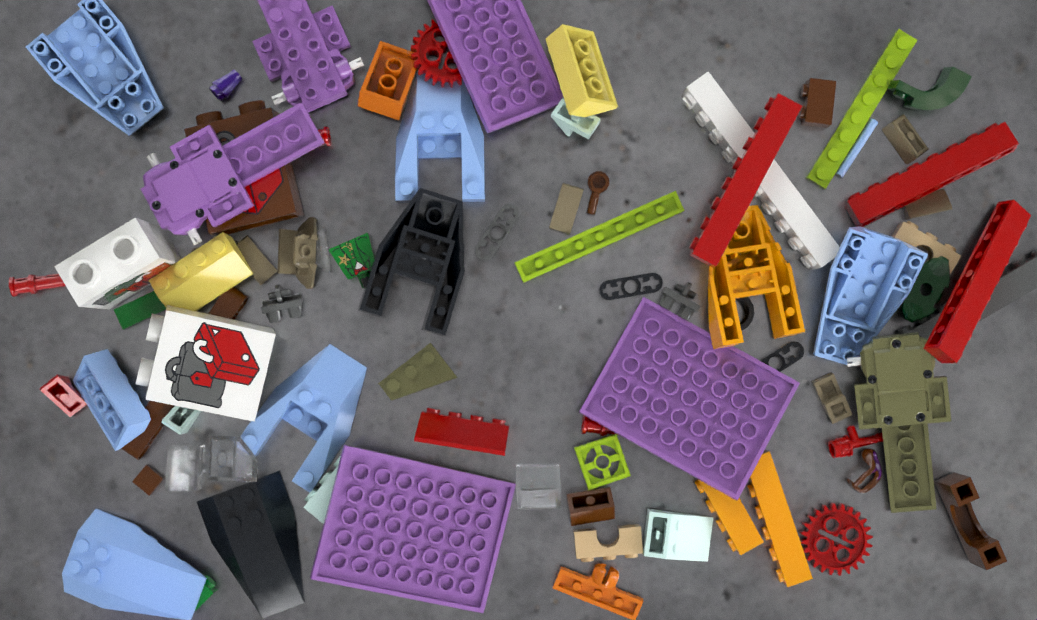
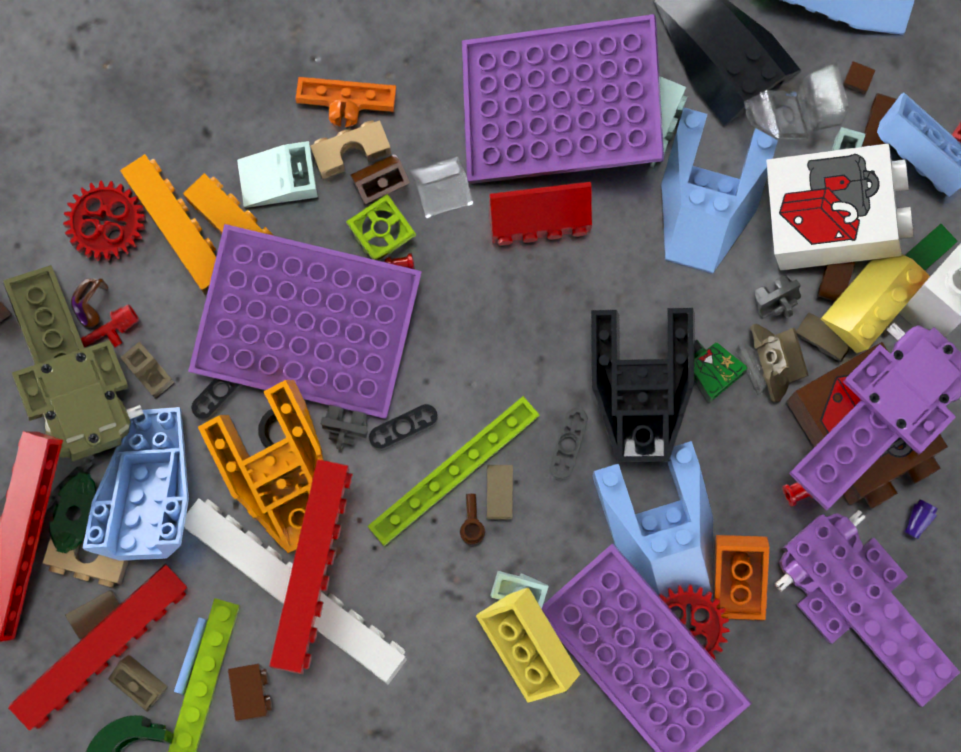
camera: 165 degrees right, 10 degrees down
(418, 373) = (608, 267): olive wing -> none

